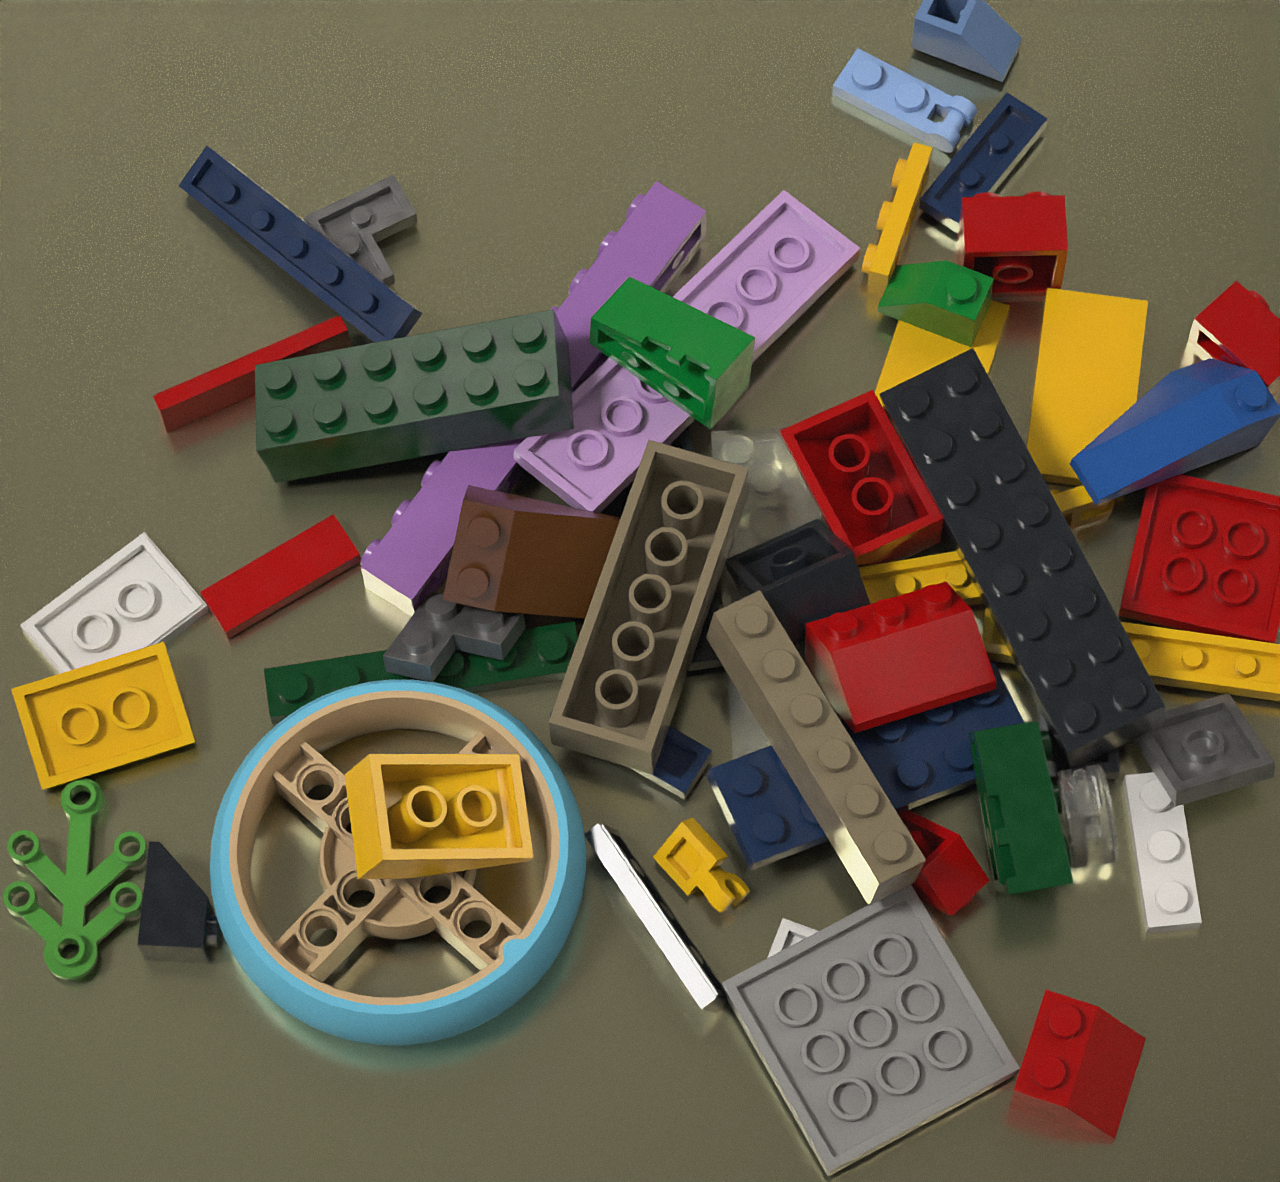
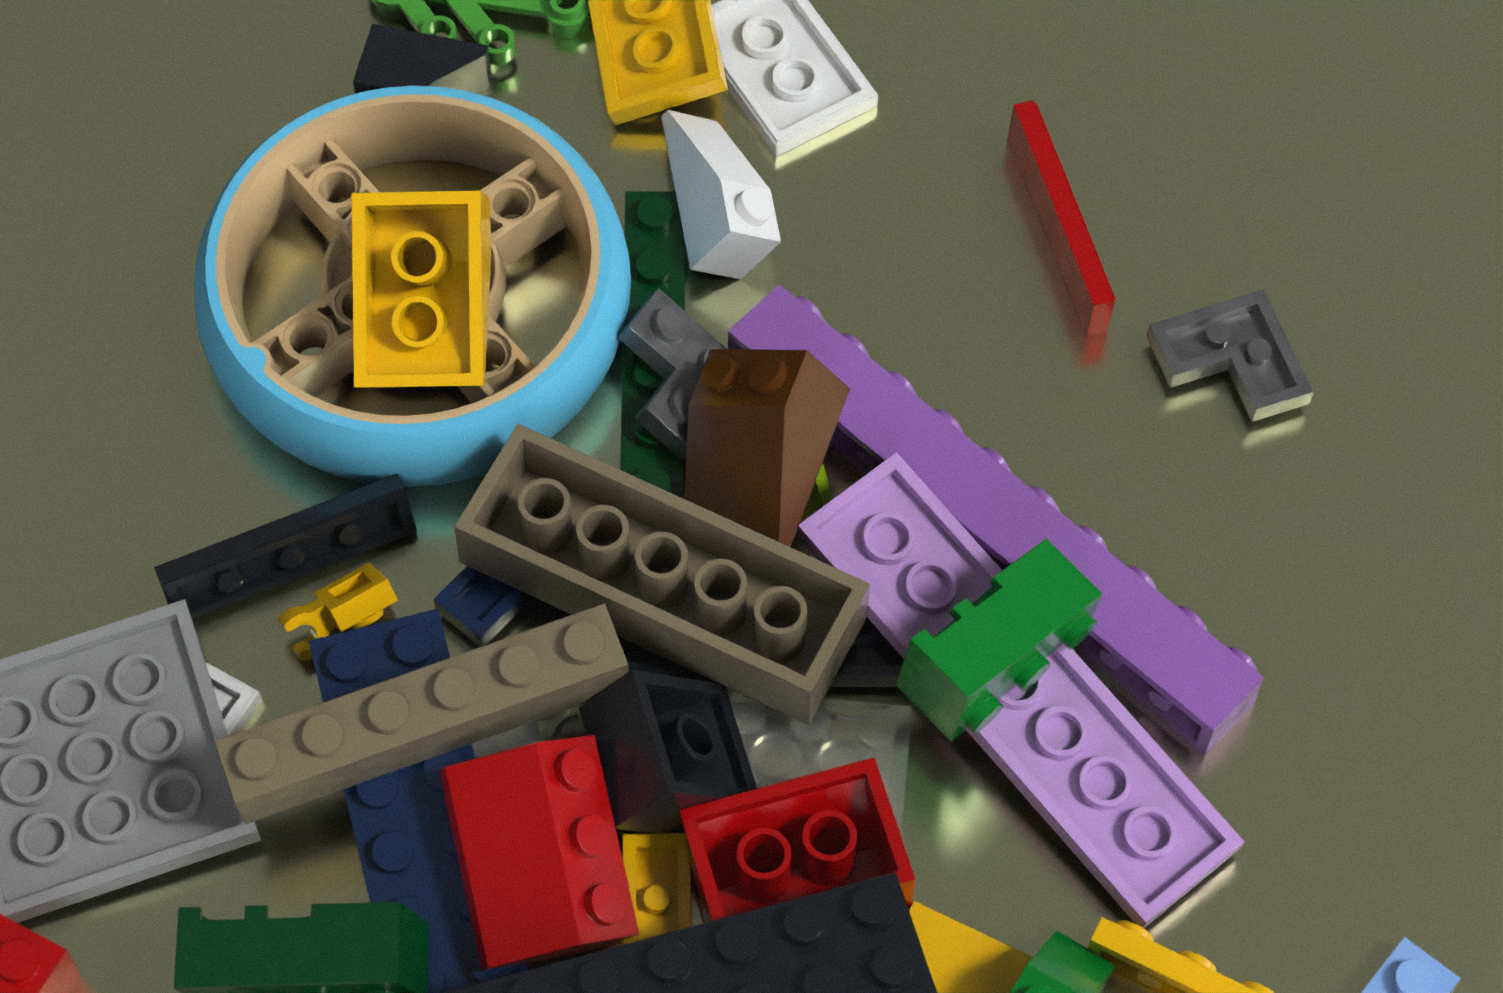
camera: 95 degrees right, 5 degrees down
(272, 633) = (720, 198): none -> white slope
(280, 576) = (808, 232): red tile -> none
(299, 248) = (1210, 274): dark blue plate -> none
(413, 396) = (986, 361): dark green brick -> none
(950, 871) = (283, 860): red slope -> none

